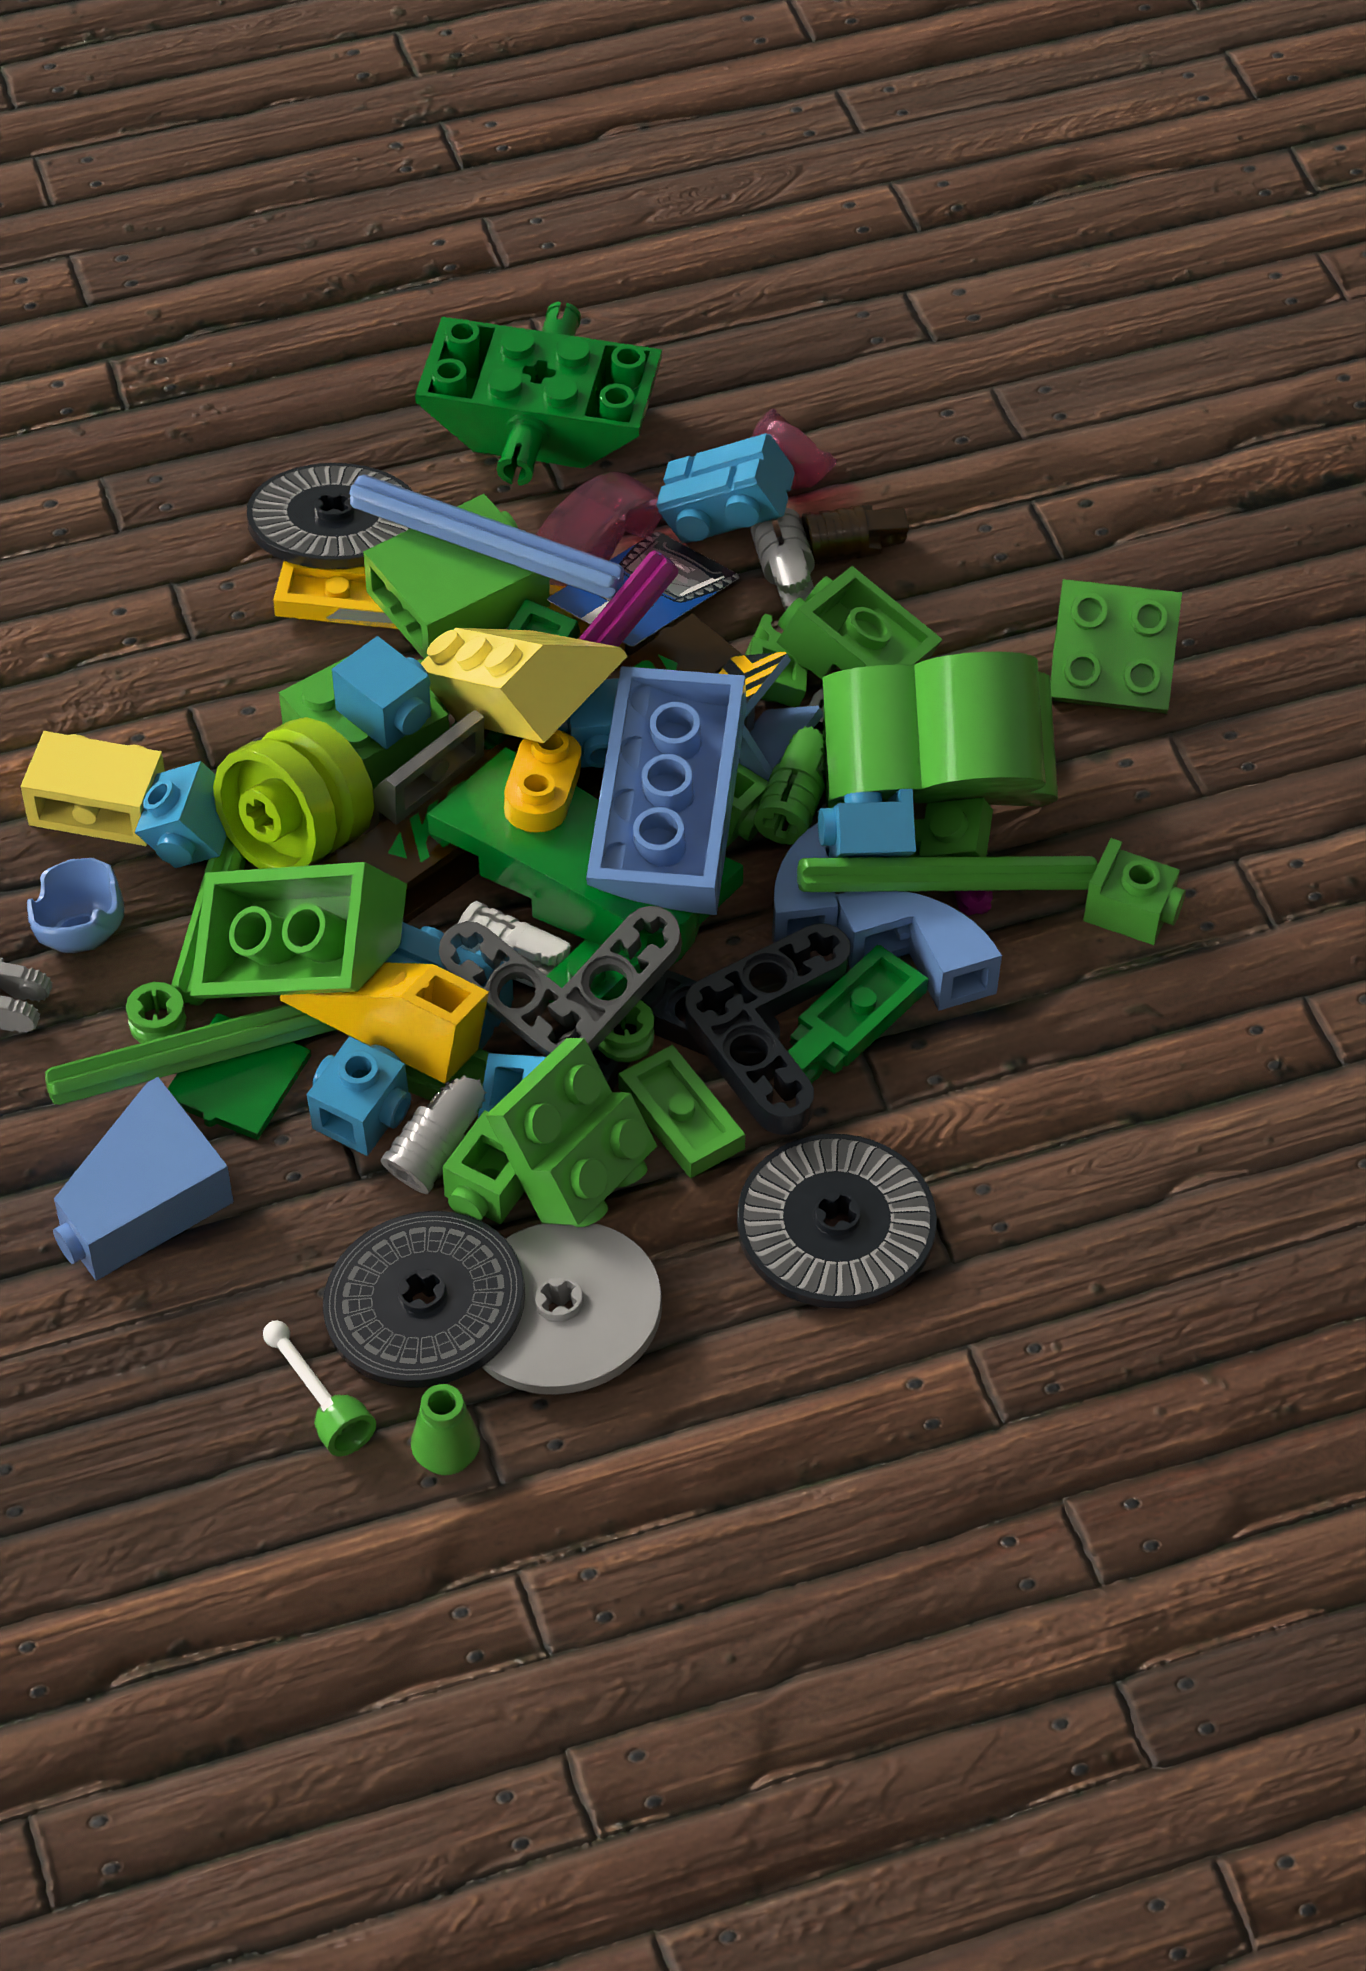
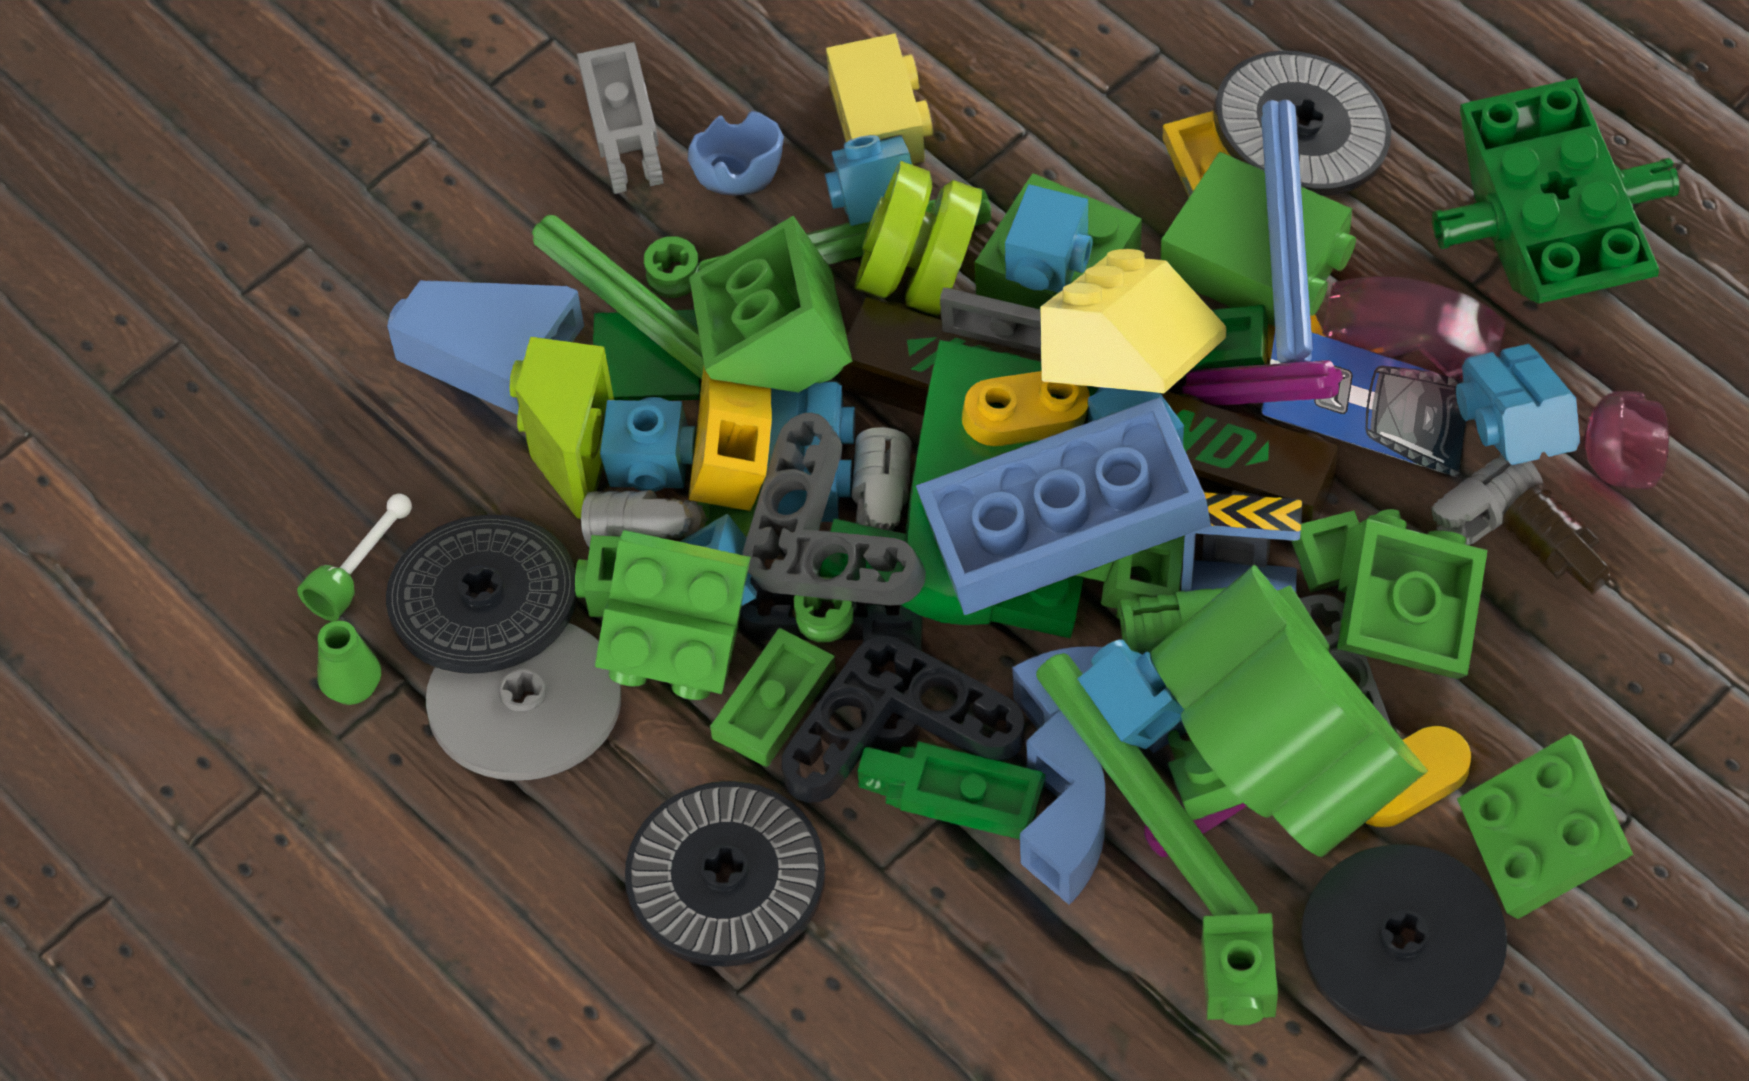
camera: 70 degrees right, 5 degrees up
(302, 1140) = (562, 412): none -> lime slope
(1187, 816) = (1432, 980): none -> black piece

